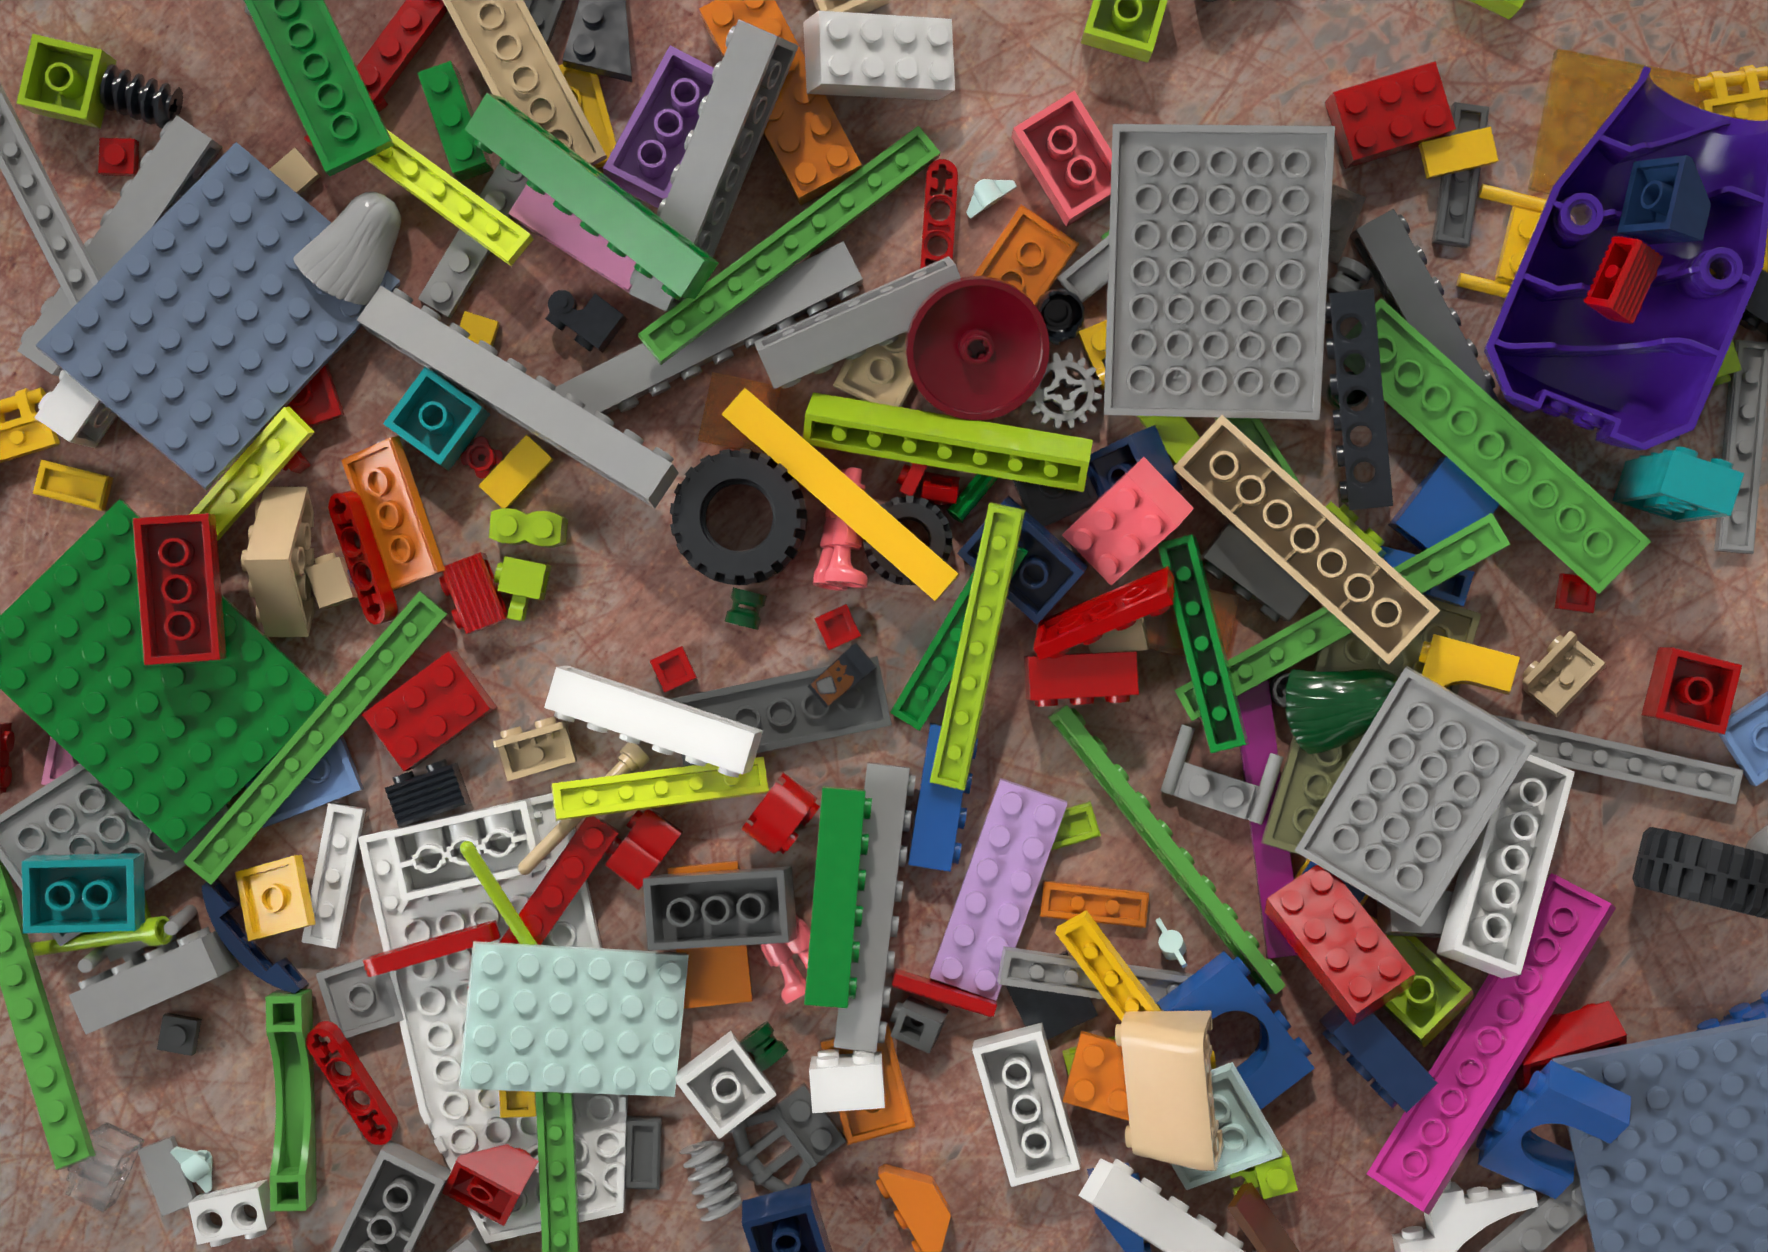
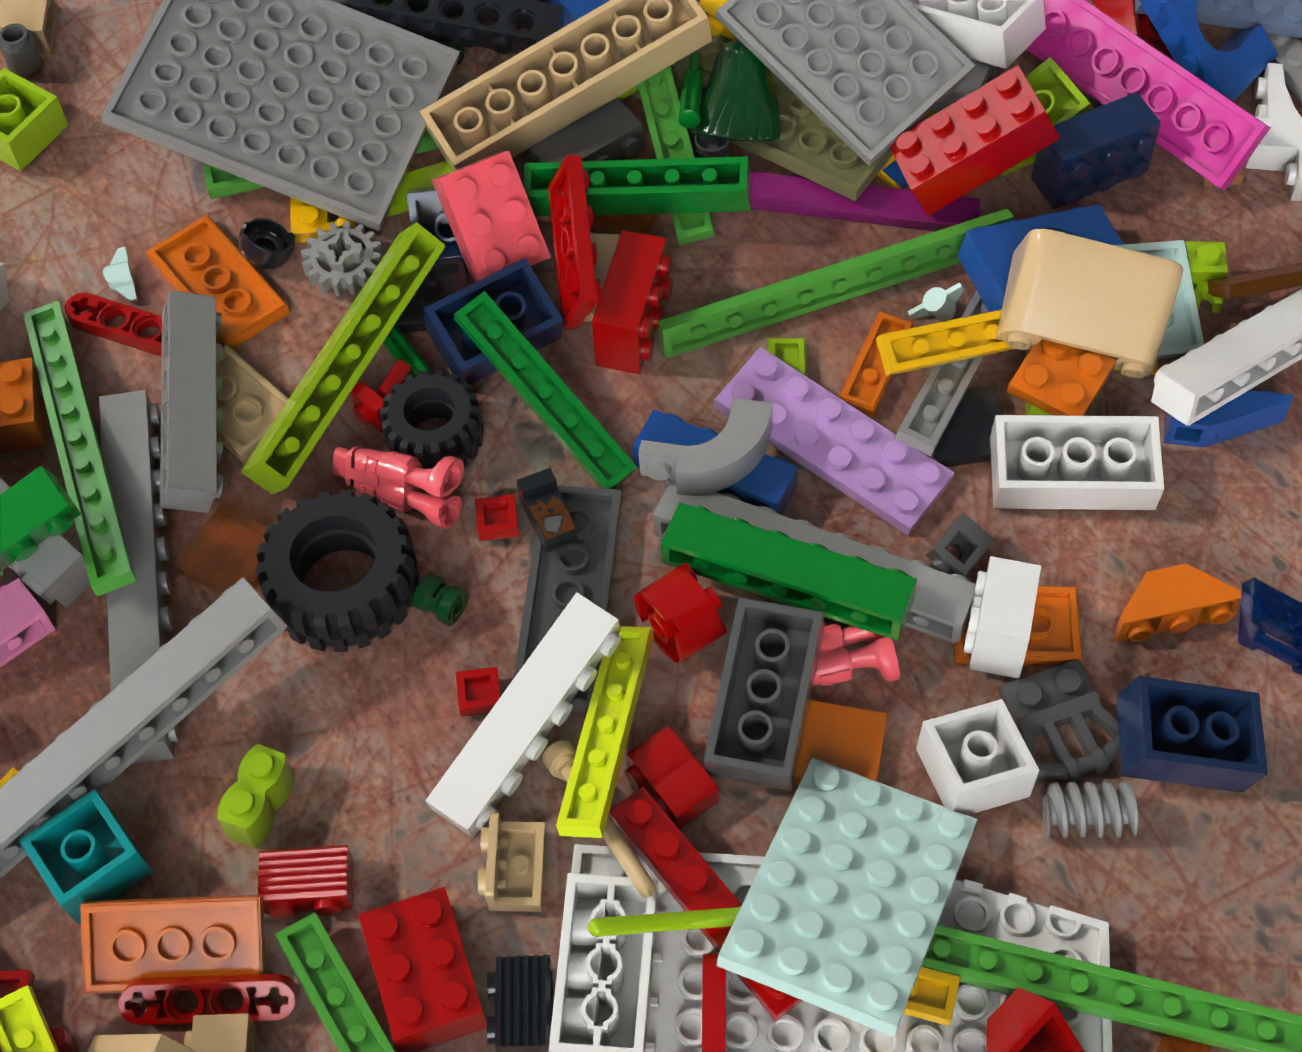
camera: 65 degrees left, 30 degrees down
(471, 457) = (152, 820): red plate -> none
(516, 472) = (188, 800): yellow tile -> none
(524, 581) = (315, 820): lime brick -> none
(594, 324) = (64, 671): black brick -> none
(643, 1152) = (1040, 883): dark grey tile -> none
(758, 1040) = (950, 701): dark green wheel -> none
(840, 494) = (354, 455): yellow tile -> none
(941, 820) = (716, 462): none -> light grey arch
(943, 993) = (933, 512): red tile -> none
(977, 348) = (262, 300): dark red dish -> none
(977, 645) = (563, 362): lime tile -> none
(1067, 157) = (121, 194): coral brick -> none
(1088, 273) = (234, 200): light grey tile -> none
(1216, 789) = (789, 228): light grey plate -> none
(1327, 660) = (691, 93): none -> green axle

